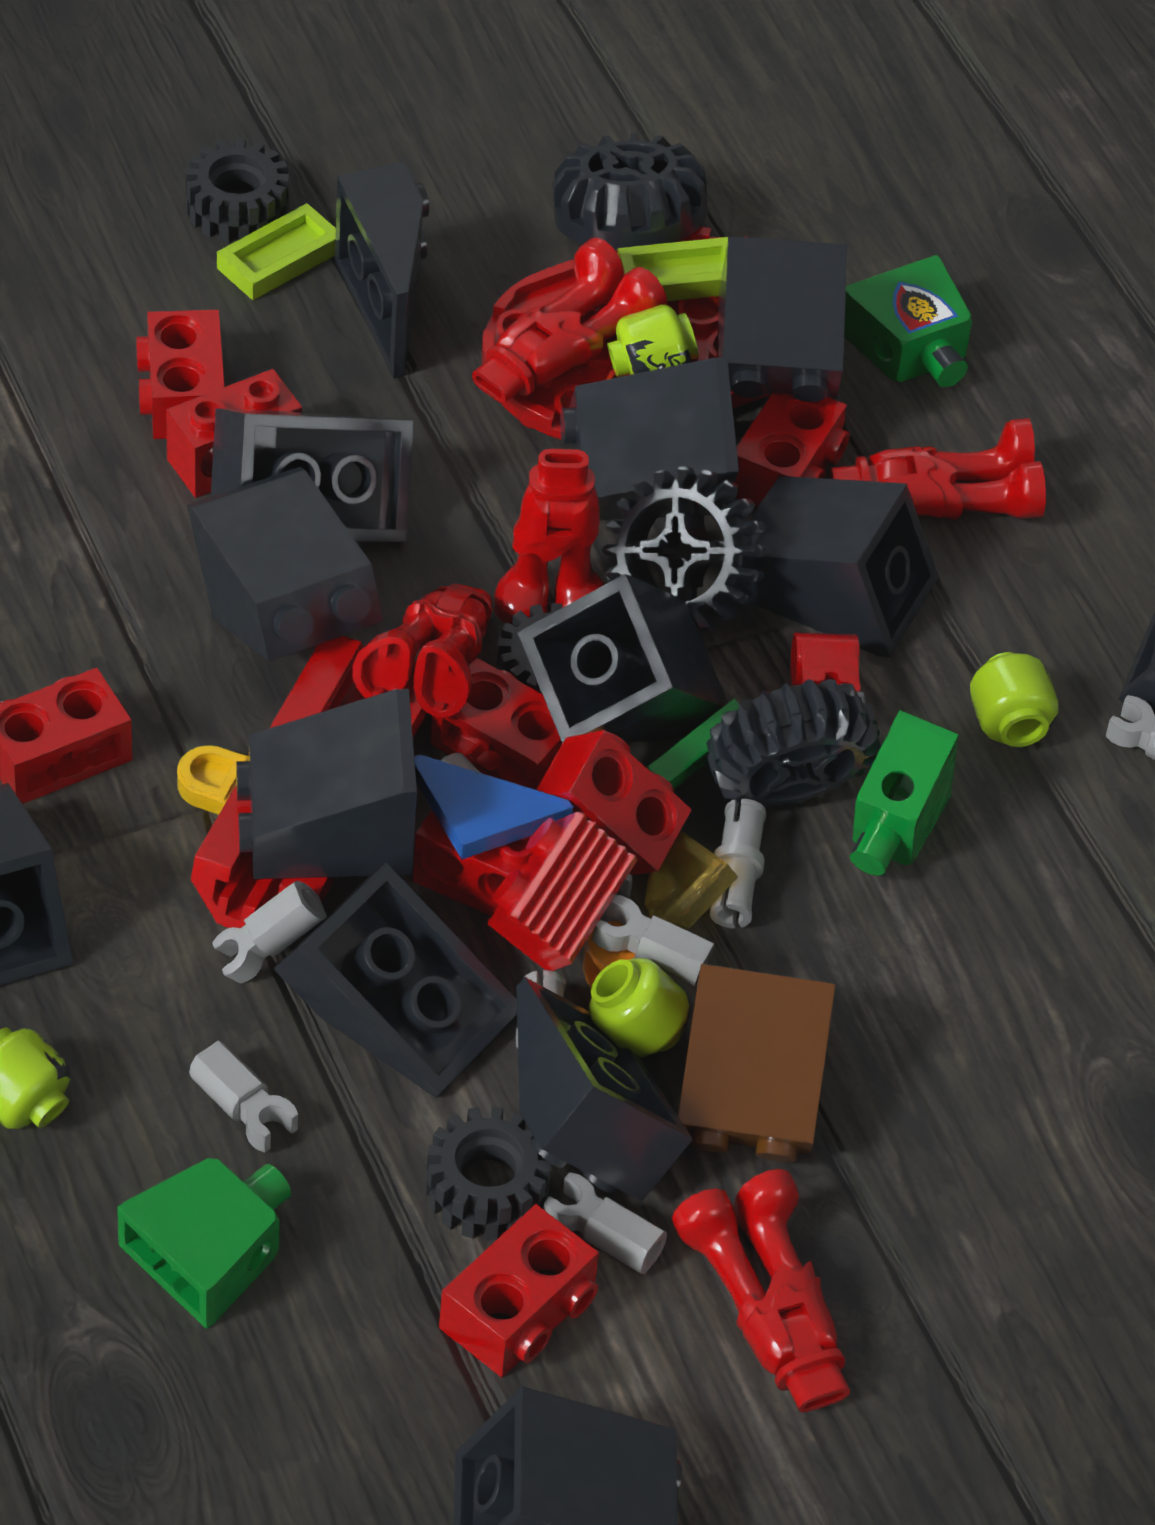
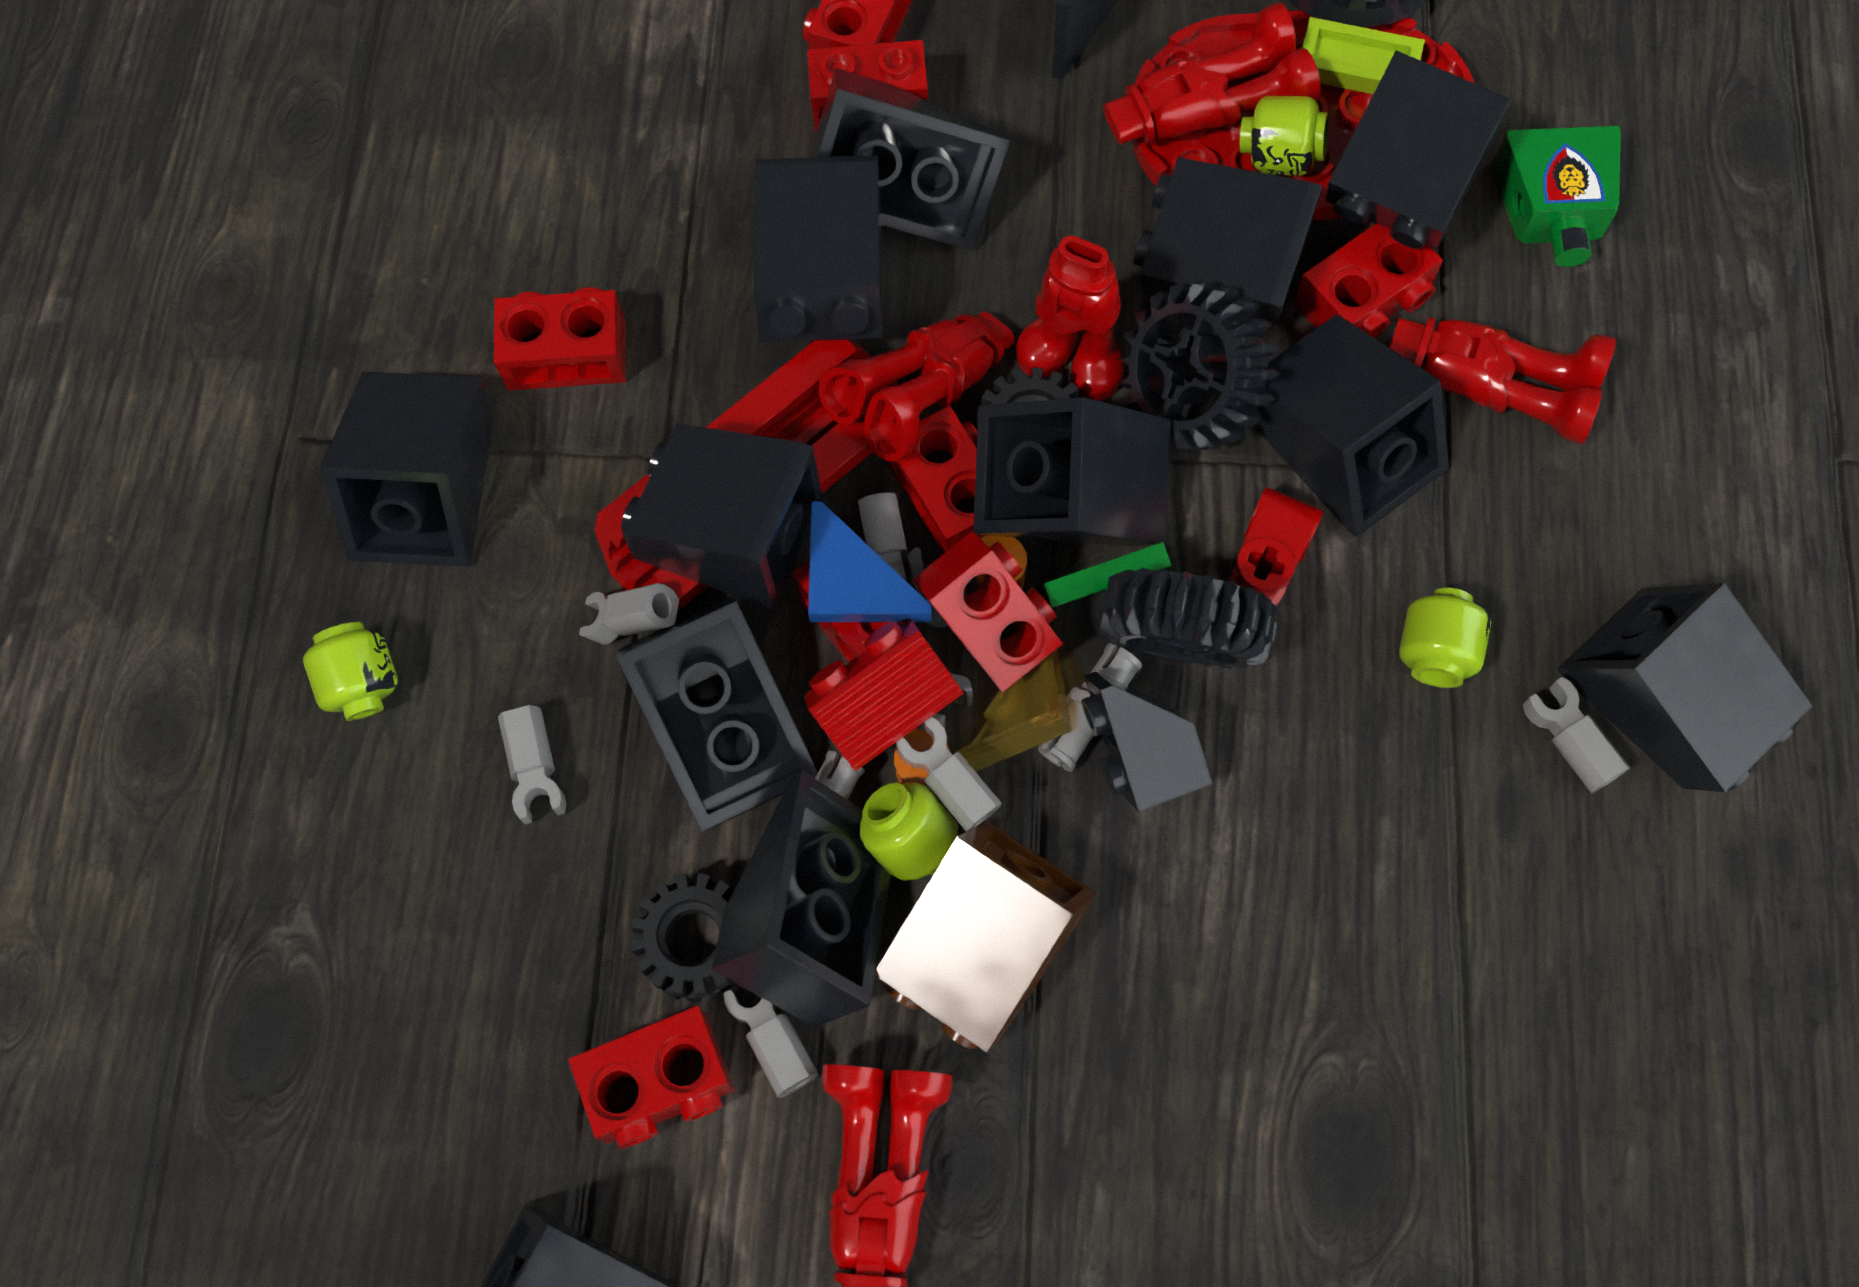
camera: 35 degrees right, 20 degrees up
(205, 1233) = (420, 895): green torso -> none
(208, 776) = (671, 410): yellow tile -> none
(807, 859) = (1148, 744): none -> black slope
(903, 793) = (1289, 688): green torso -> none

